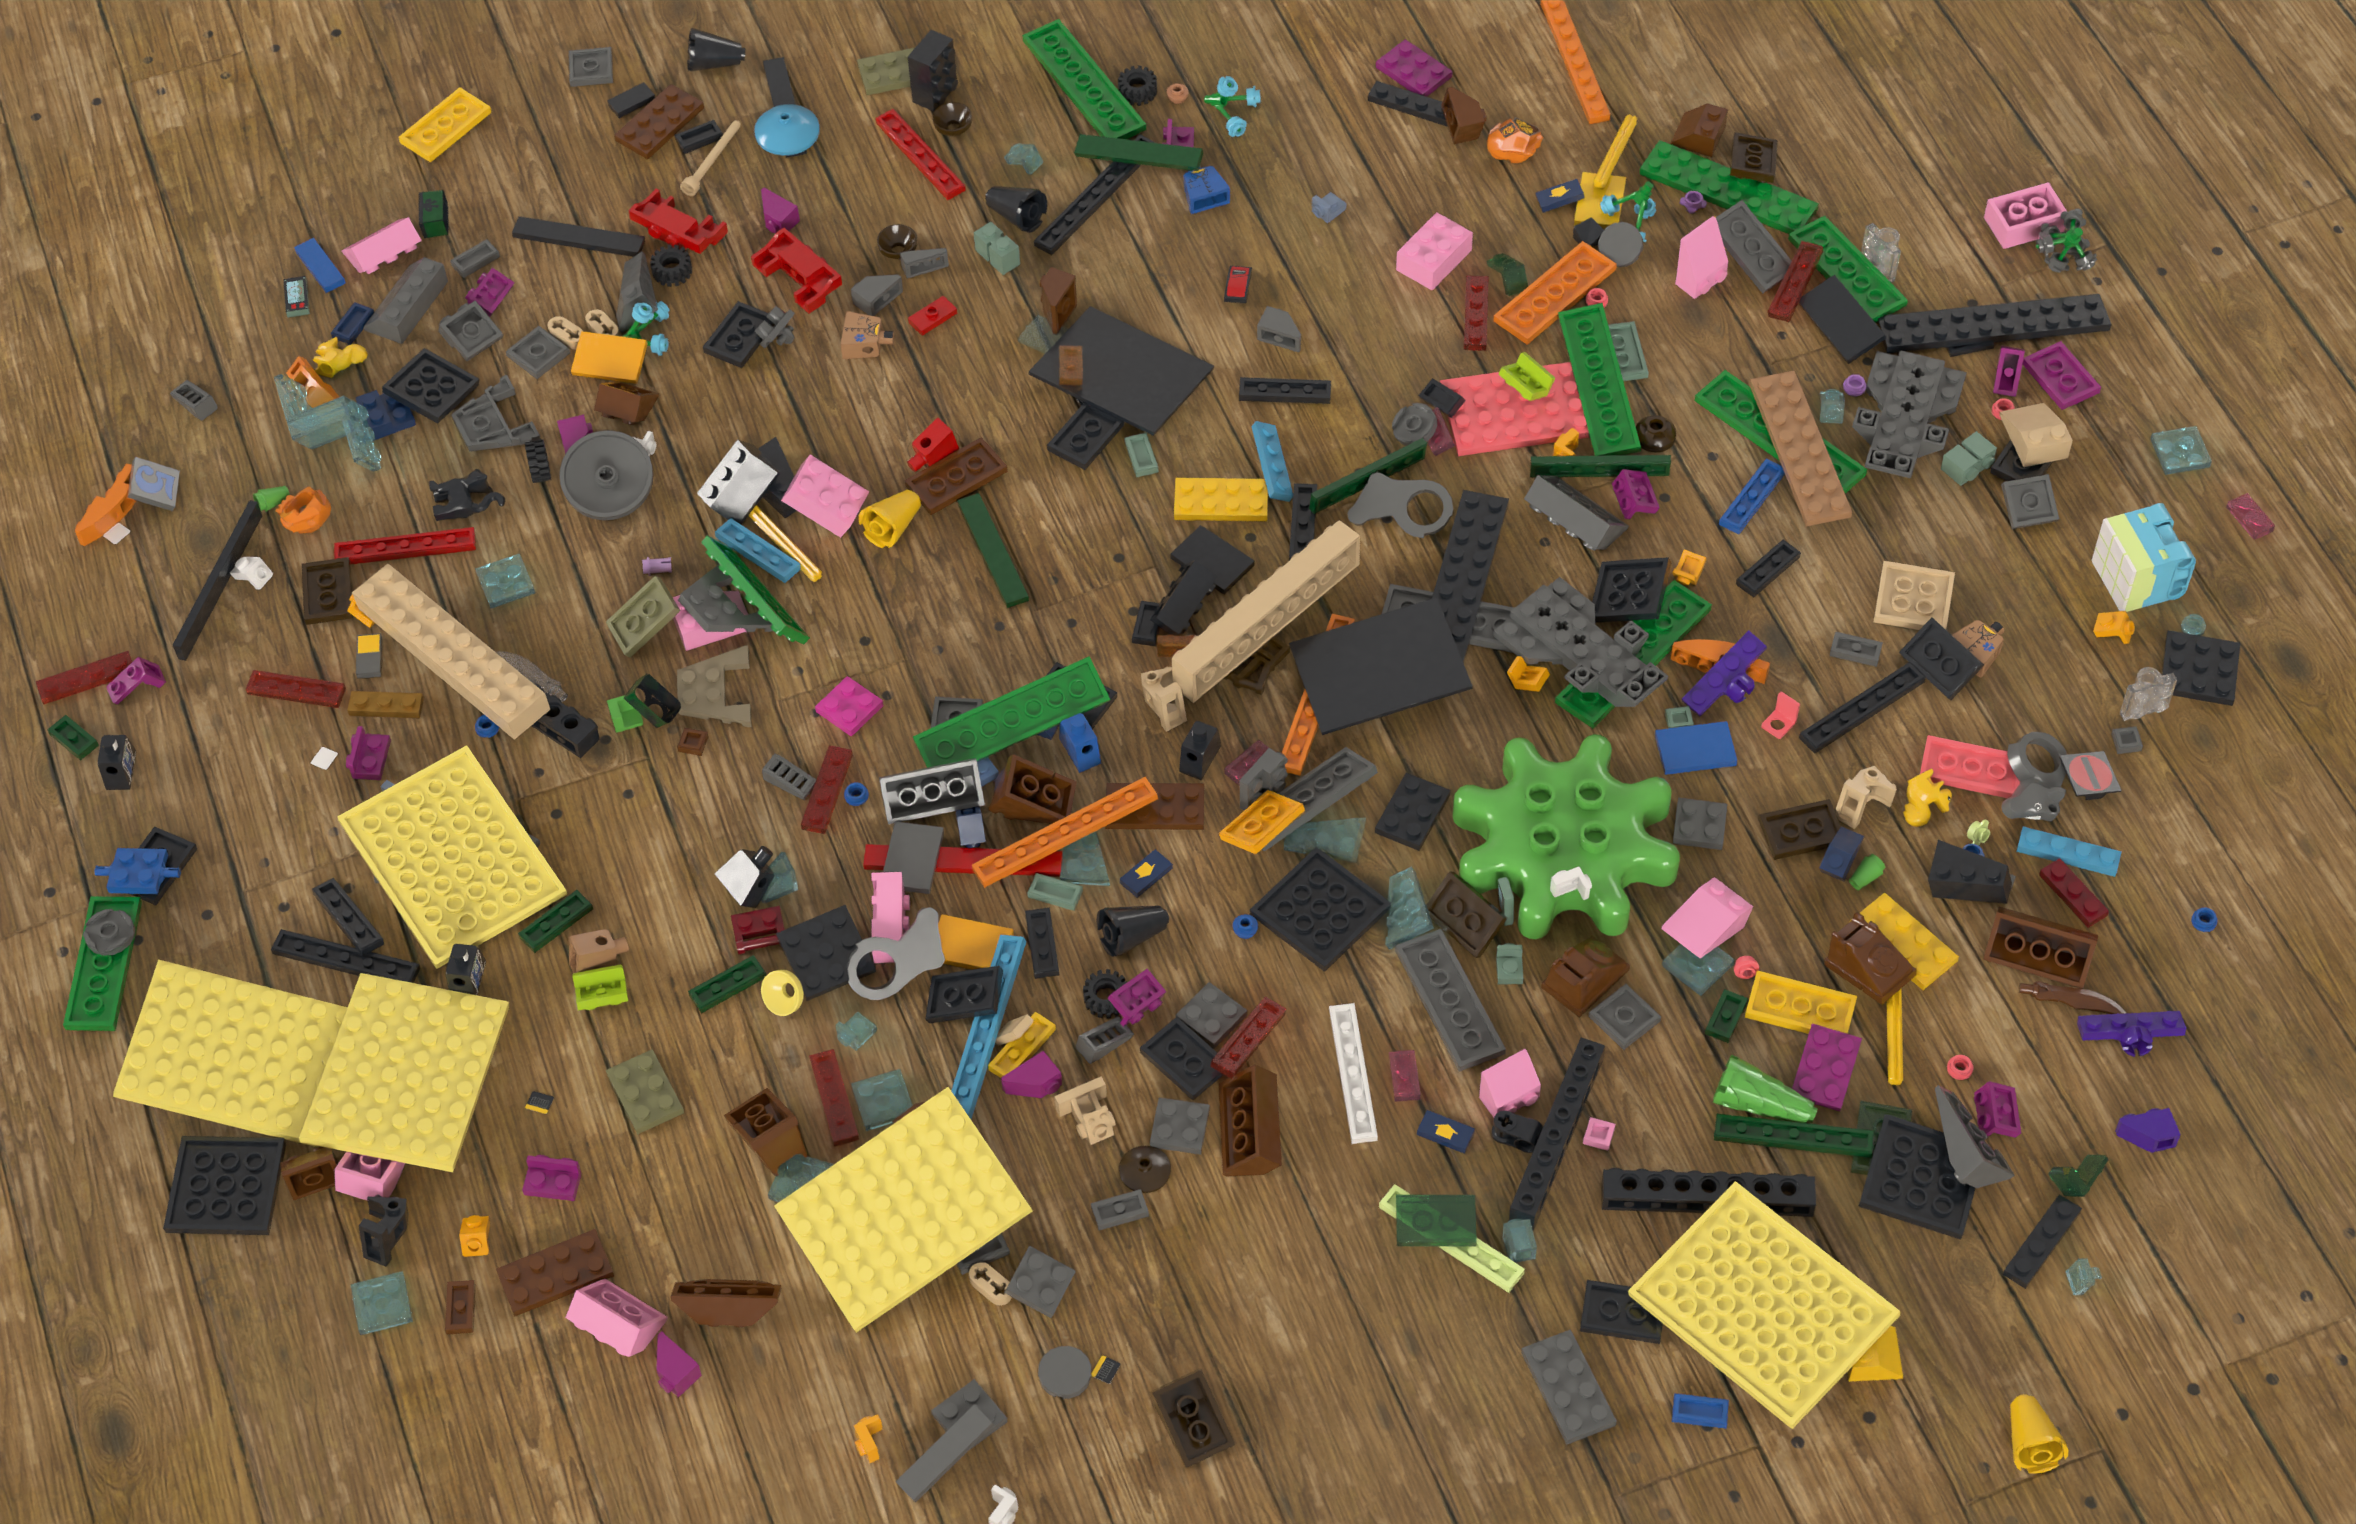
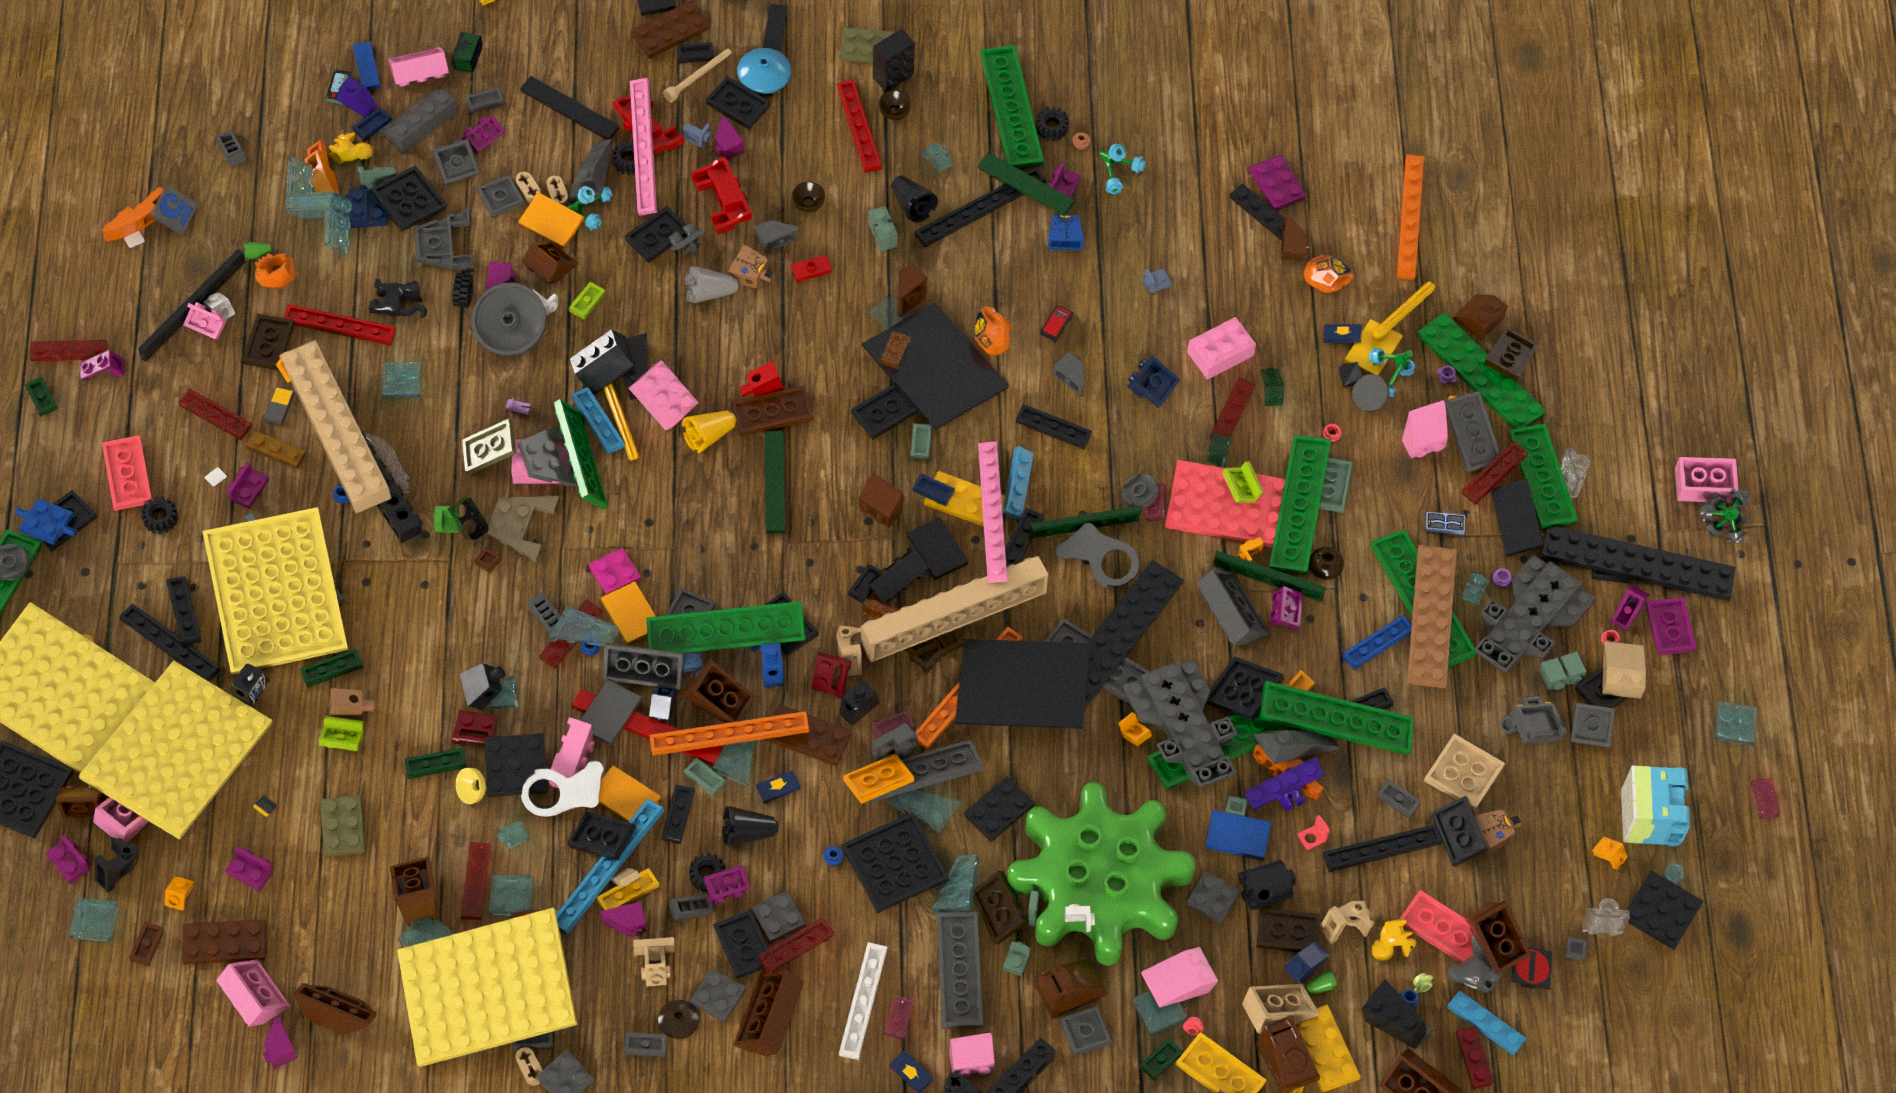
camera: 15 degrees right, 5 degrees up
(117, 753) = (63, 428): black torso -> none
(214, 787) = (127, 472): none -> coral plate
(241, 591) = (205, 322): none -> bright pink bracket
(270, 810) = (155, 506): none -> black tyre
(321, 1244) = (68, 860): none -> magenta bracket
(322, 298) = (356, 97): none -> dark purple slope
(378, 375) = (373, 177): none -> sand green wing
(685, 245) = (643, 146): none -> bright pink tile
(688, 428) = (587, 300): none -> lime plate
(739, 218) = (697, 136): none -> sand blue bracket
(772, 171) = (738, 102): none -> black plate
(823, 366) = (708, 284): none -> light grey cone
(839, 775) = (581, 627): none -> clear light blue wing
(885, 743) = (628, 612): none -> light orange tile
(918, 263) = (821, 220): dark grey slope -> none
(1127, 526) = (881, 500): none -> reddish brown slope
(1146, 729) = (825, 672): none -> dark red plate
(1171, 312) = (992, 331): none -> orange helmet
(1181, 497) = (933, 489): none -> dark blue tile
(1262, 496) = (992, 512): none -> bright pink plate
(1374, 308) = (1153, 381): none -> dark blue plate
(1442, 397) = (1171, 475): black tile -> none
(1481, 355) = (1219, 449): none -> clear green panel
(1554, 292) = (1301, 415): orange plate -> none
(1714, 628) = (1291, 745): none -> dark grey wedge
(1749, 584) = (1337, 718): none -> green plate
(1756, 786) = (1267, 884): none -> black cylinder
(1765, 351) = (1445, 523): none -> tile
(1830, 910) = (1276, 1003): none -> tan slope
(1939, 531) = (1508, 724): none -> dark grey plate
(1969, 517) = (1538, 721): none -> dark grey piece
(2043, 747) = (1498, 935): none -> reddish brown piece

